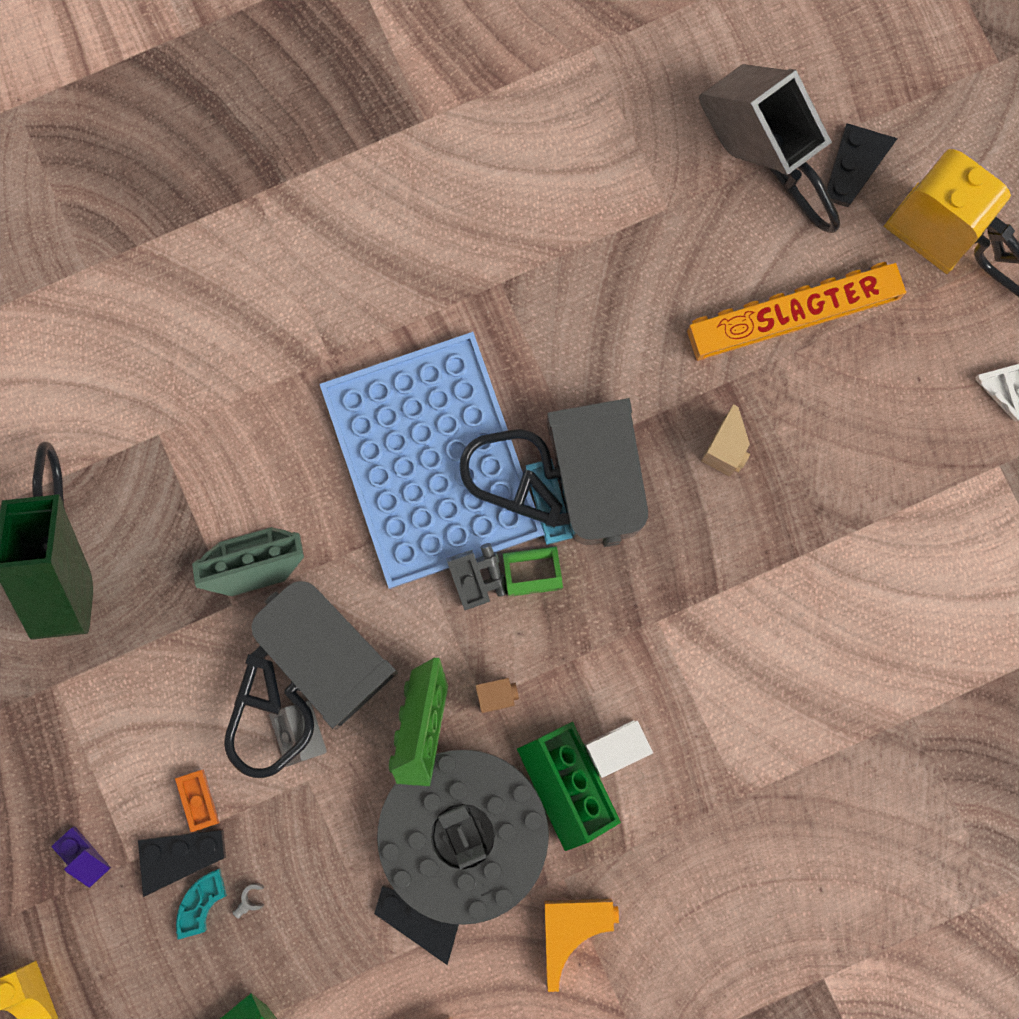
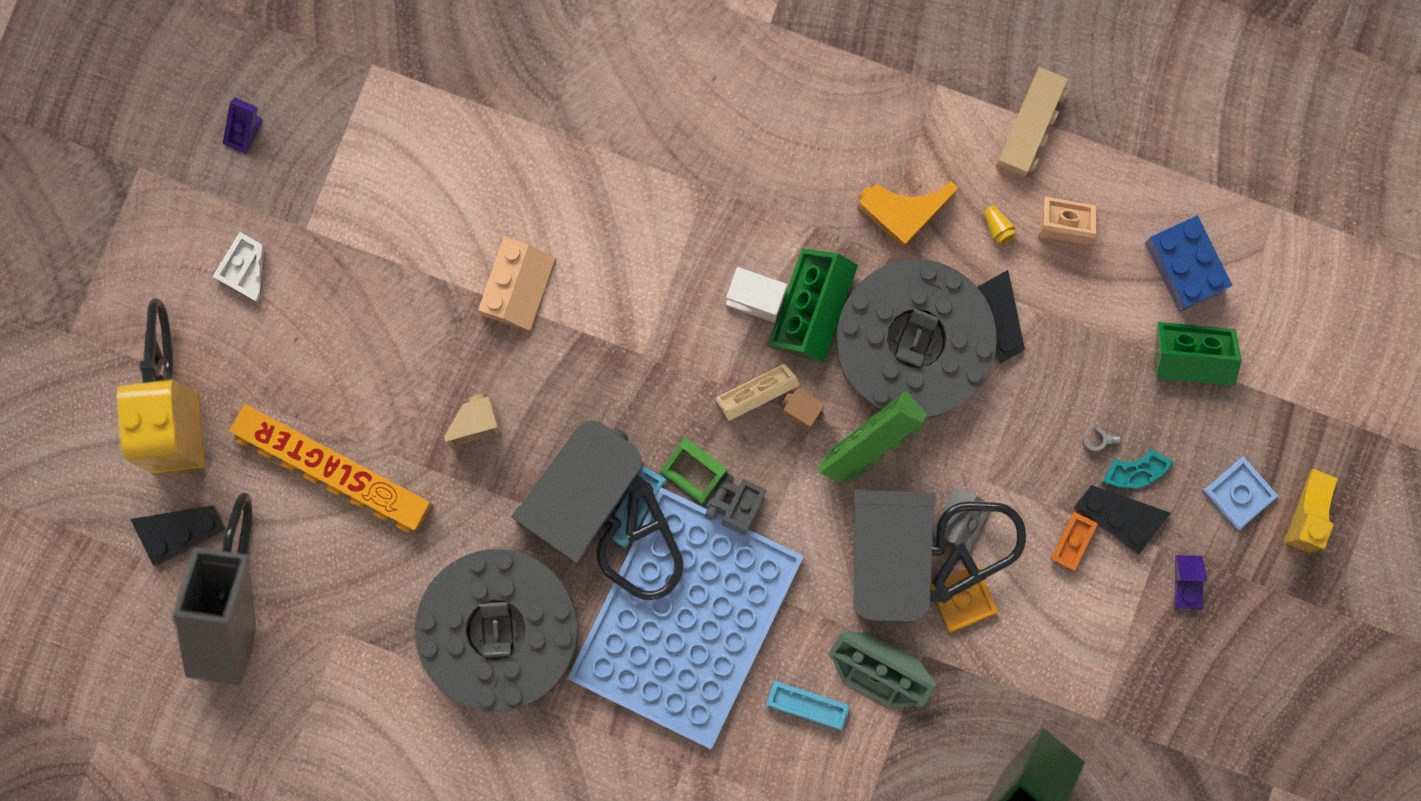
camera: 135 degrees left, 0 degrees up
(103, 966) = (1240, 493): none -> light blue tile
(229, 672) = (966, 606): none -> light orange tile
(280, 484) = (807, 705): none -> medium azure plate
(485, 993) = (1000, 227): none -> yellow cone
(543, 674) = (757, 392): none -> tan tile
(557, 313) = (496, 630): none -> dark grey piece
(804, 578) = (516, 284): none -> light nougat slope

